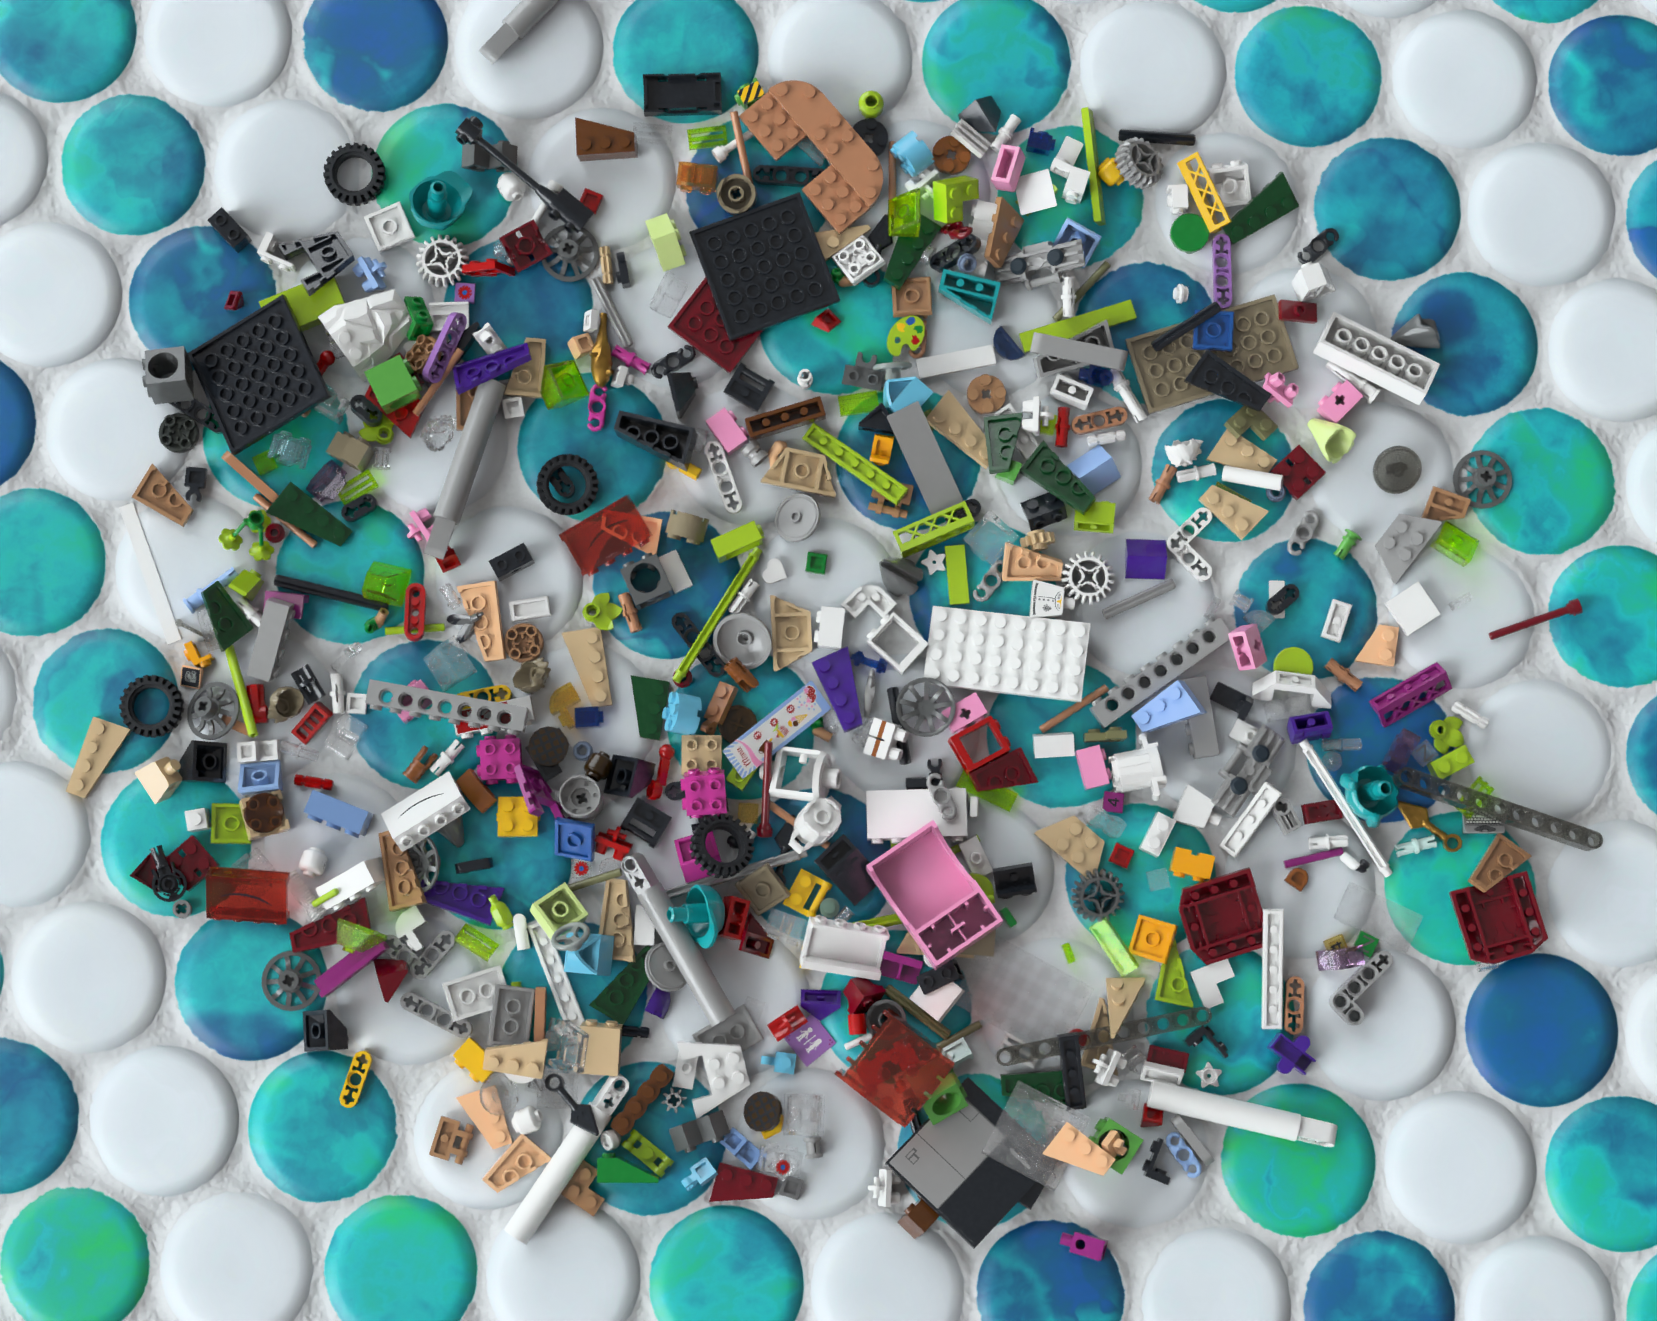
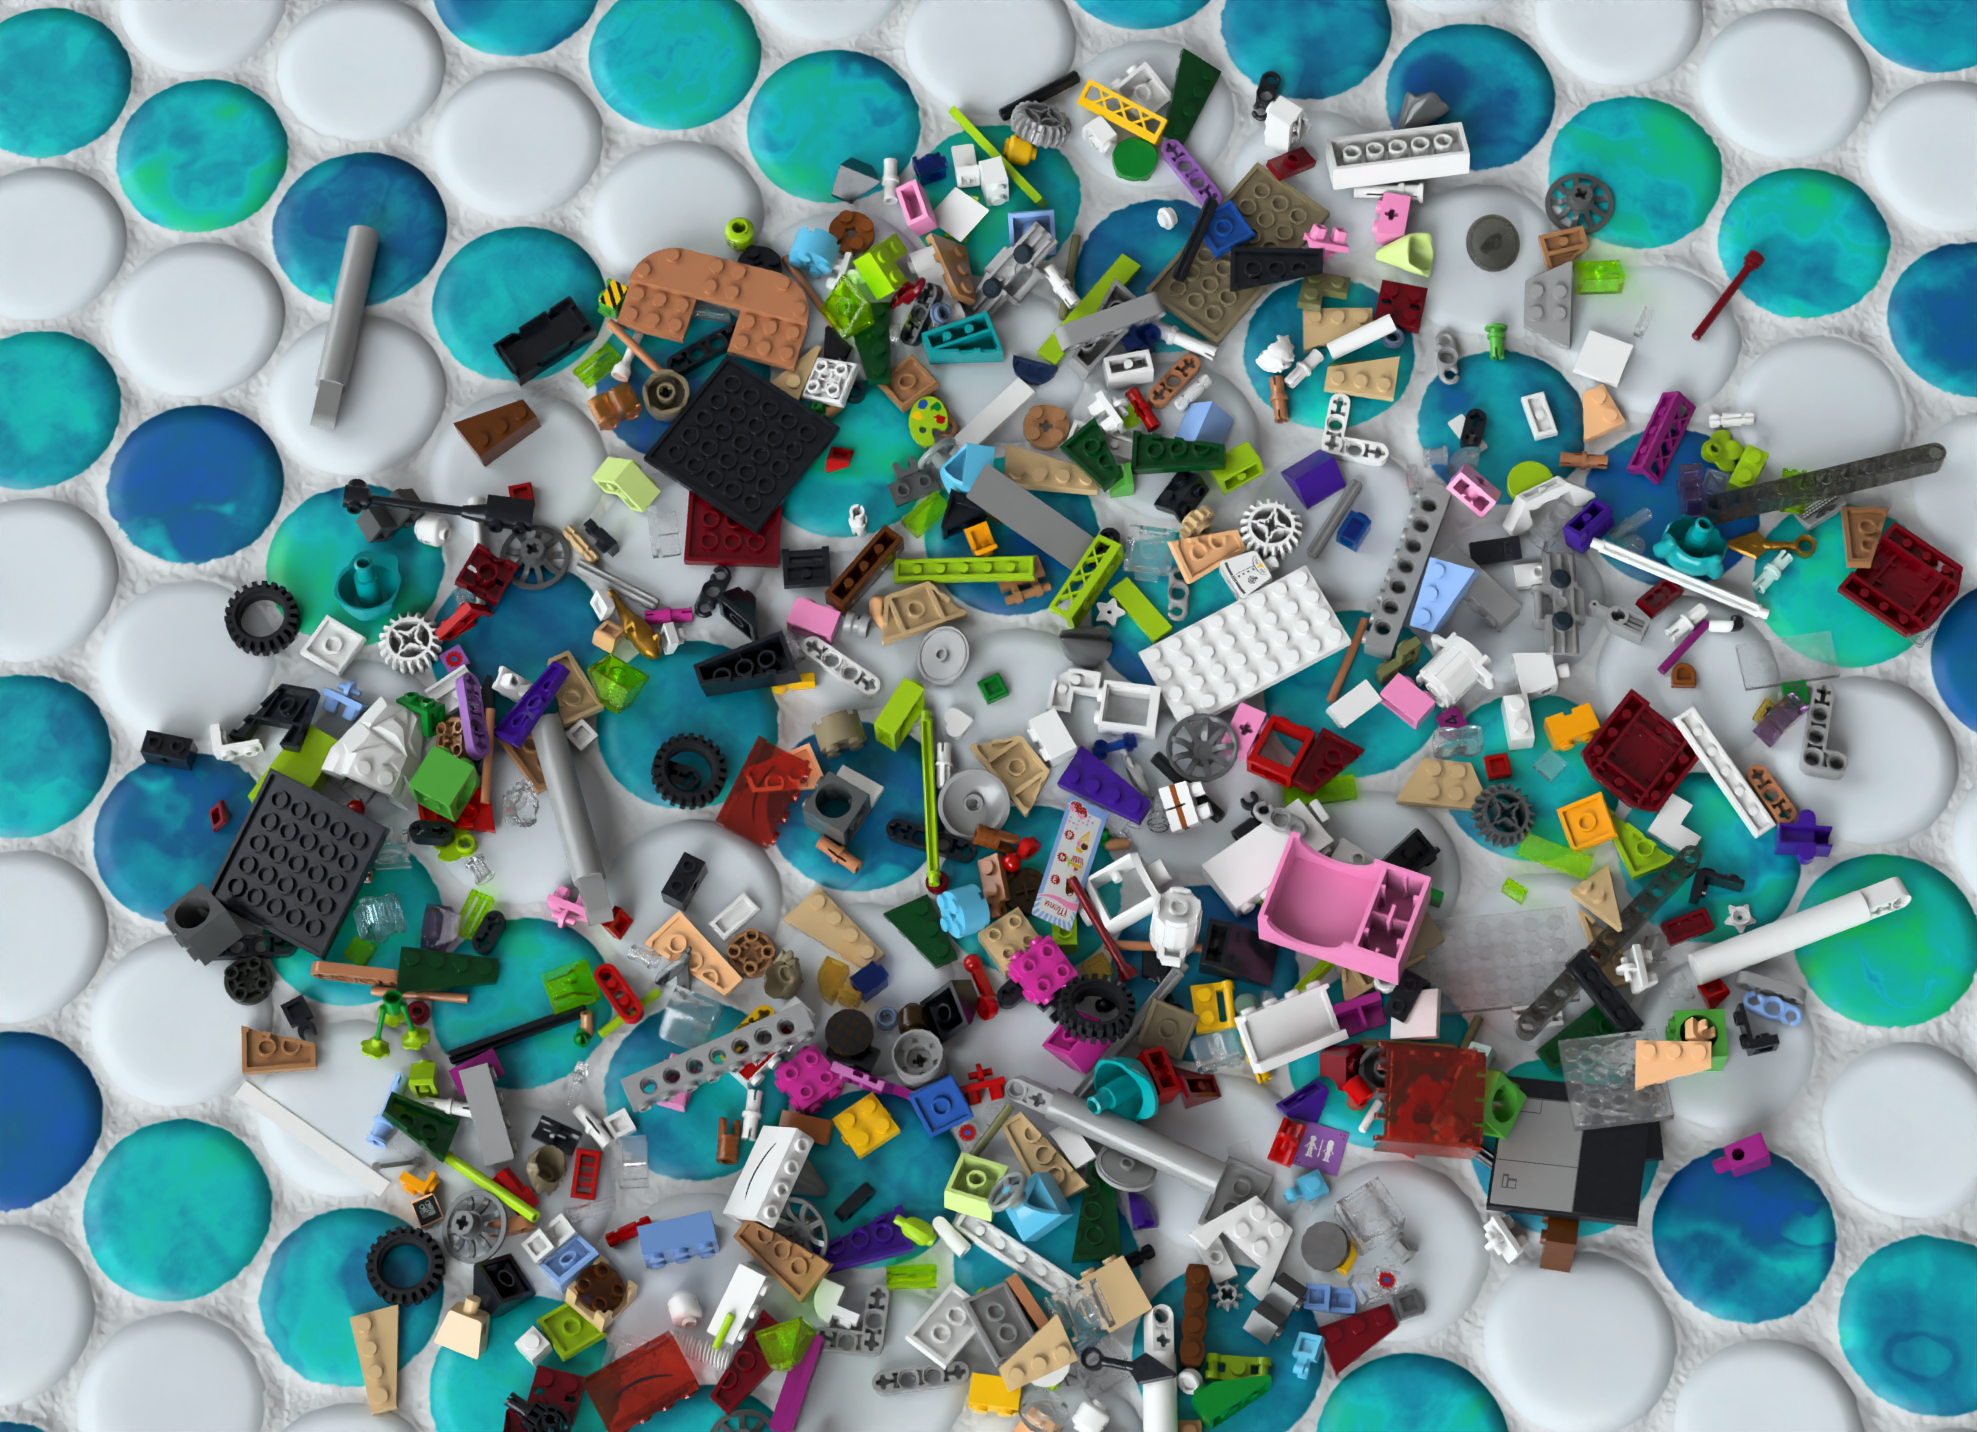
camera: 30 degrees left, 15 degrees down
(351, 451) = (443, 882): dark tan brick -> none
(390, 975) = (845, 1369): dark red slope -> none
(593, 398) = (675, 688): dark pink piece -> none
(604, 612) = (813, 870): lime plate -> none
(648, 816) = (1001, 1036): black plate -> none
(758, 695) = (1026, 849): none -> red plate
(968, 136) = (860, 205): white tile -> none
(1145, 617) = (1354, 530): none -> clear blue brick
(1161, 1073) = (1691, 942): white tile -> none
(1250, 819) = (1597, 647): white tile -> none

